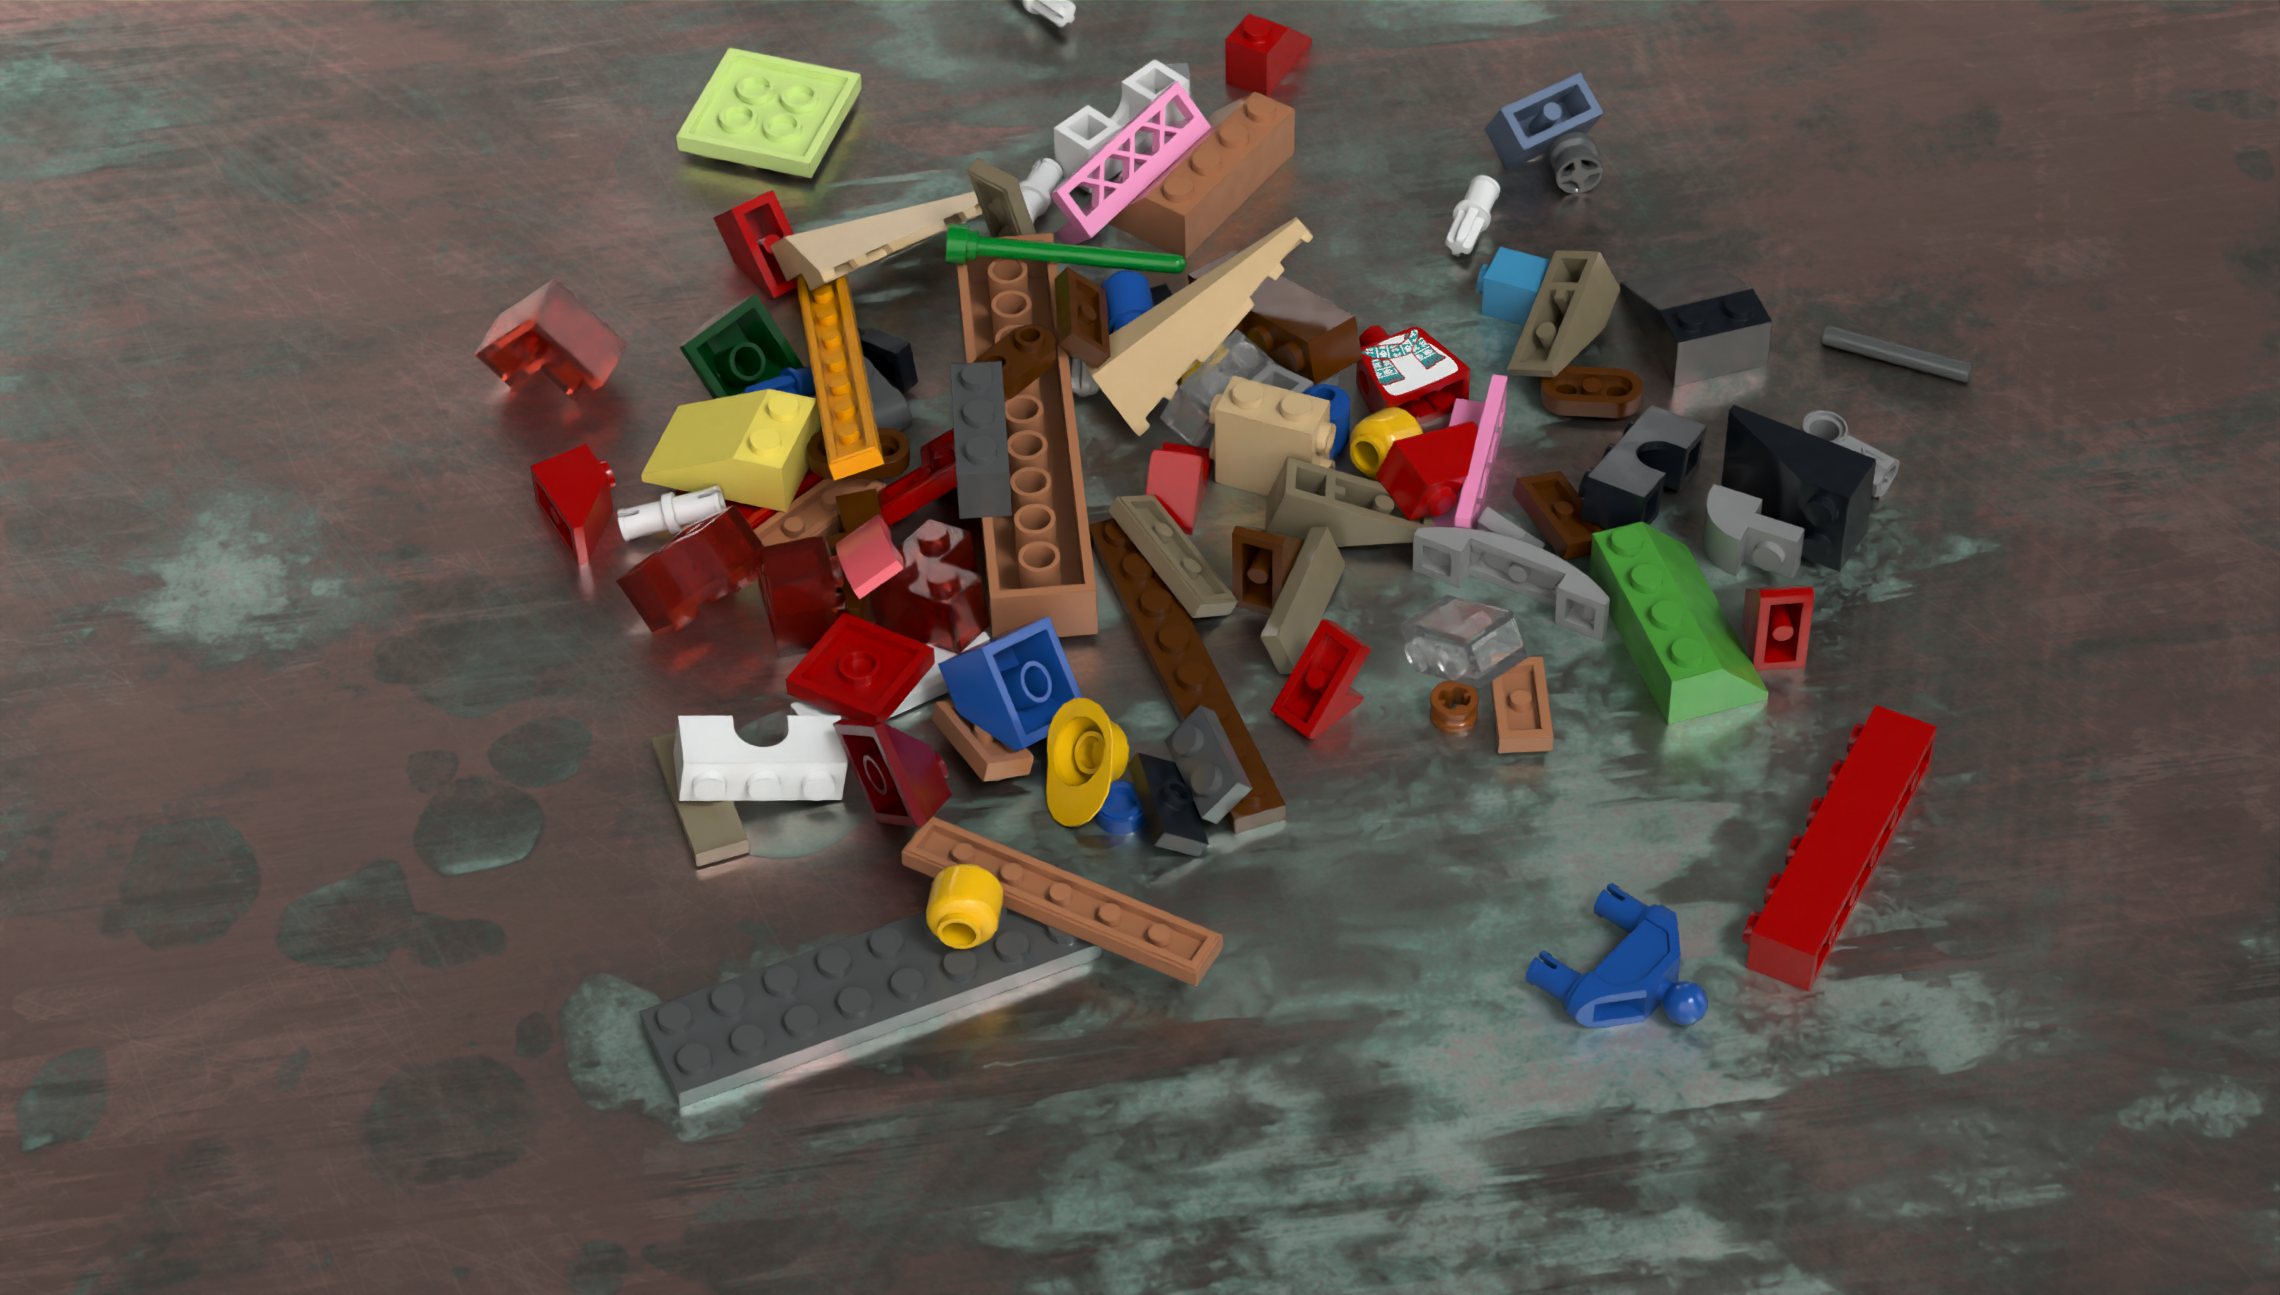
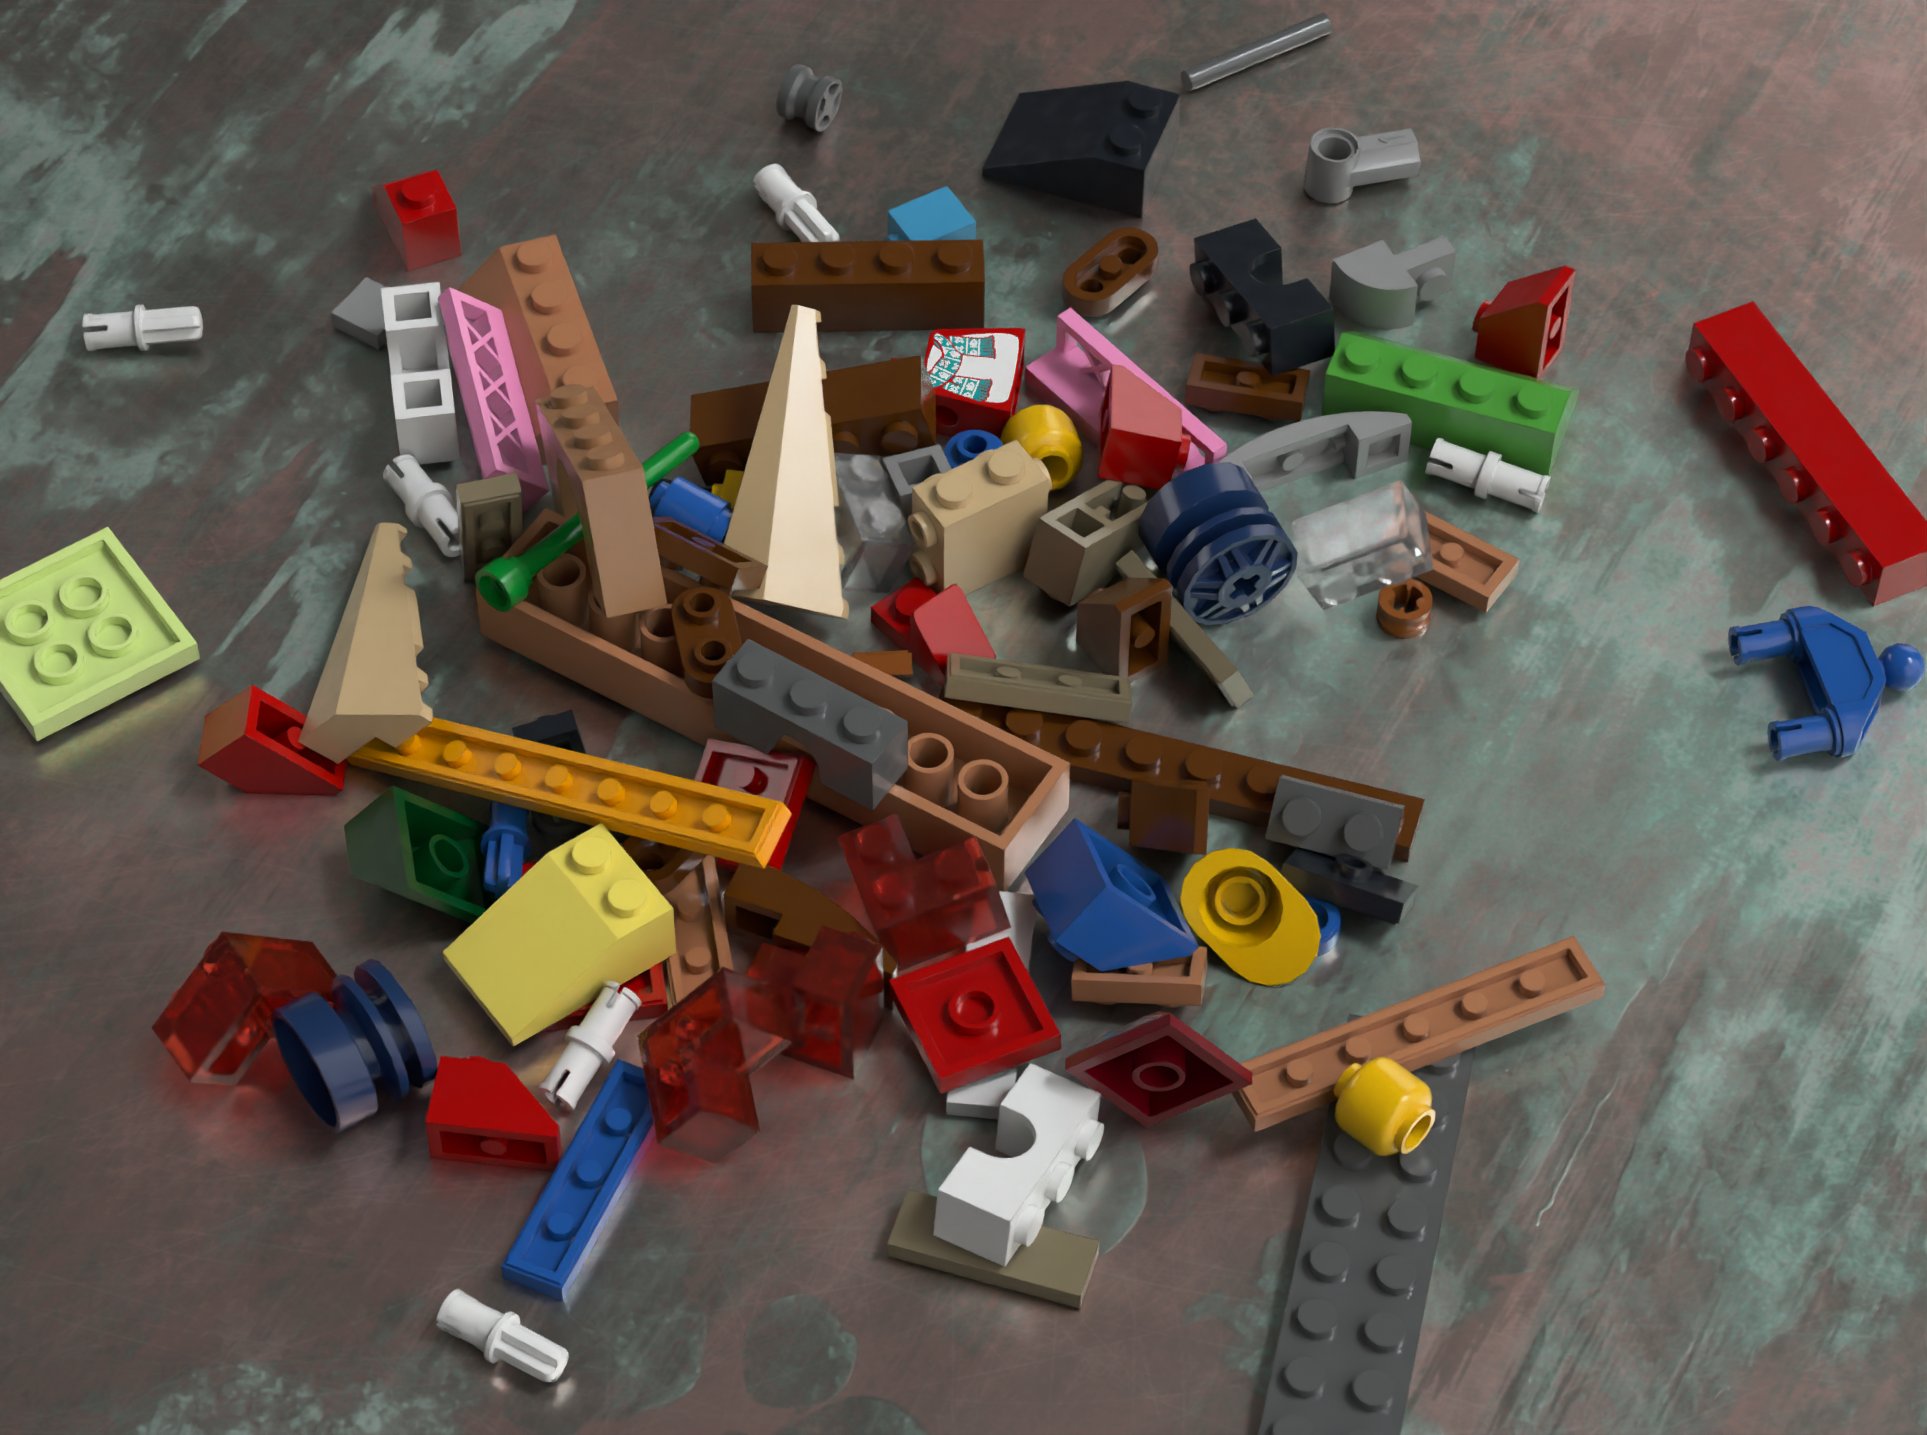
camera: 55 degrees left, 5 degrees up
(422, 603) = (501, 1337): none -> white axle
(555, 400) = (367, 1039): none -> dark blue wheel
(559, 580) = (584, 1186): none -> blue tile
(869, 556) = (877, 905): coral slope -> none
(1037, 222) = (604, 482): none -> medium nougat arch
(1113, 471) = (890, 662): none -> dark orange tile
(1124, 676) = (1166, 814): none -> reddish brown slope
(1320, 683) = (1305, 676): red slope -> none
(1380, 565) = (1217, 543): none -> dark blue wheel
(1435, 282) = (870, 284): none -> reddish brown brick
(1497, 523) = (1241, 432): light grey tile -> none
(1536, 121) = (746, 82): sand blue brick -> none
(1565, 314) = (1015, 227): dark tan slope -> none
(1623, 683) = (1487, 475): none -> white pin
(1801, 483) = (1389, 196): black slope -> none

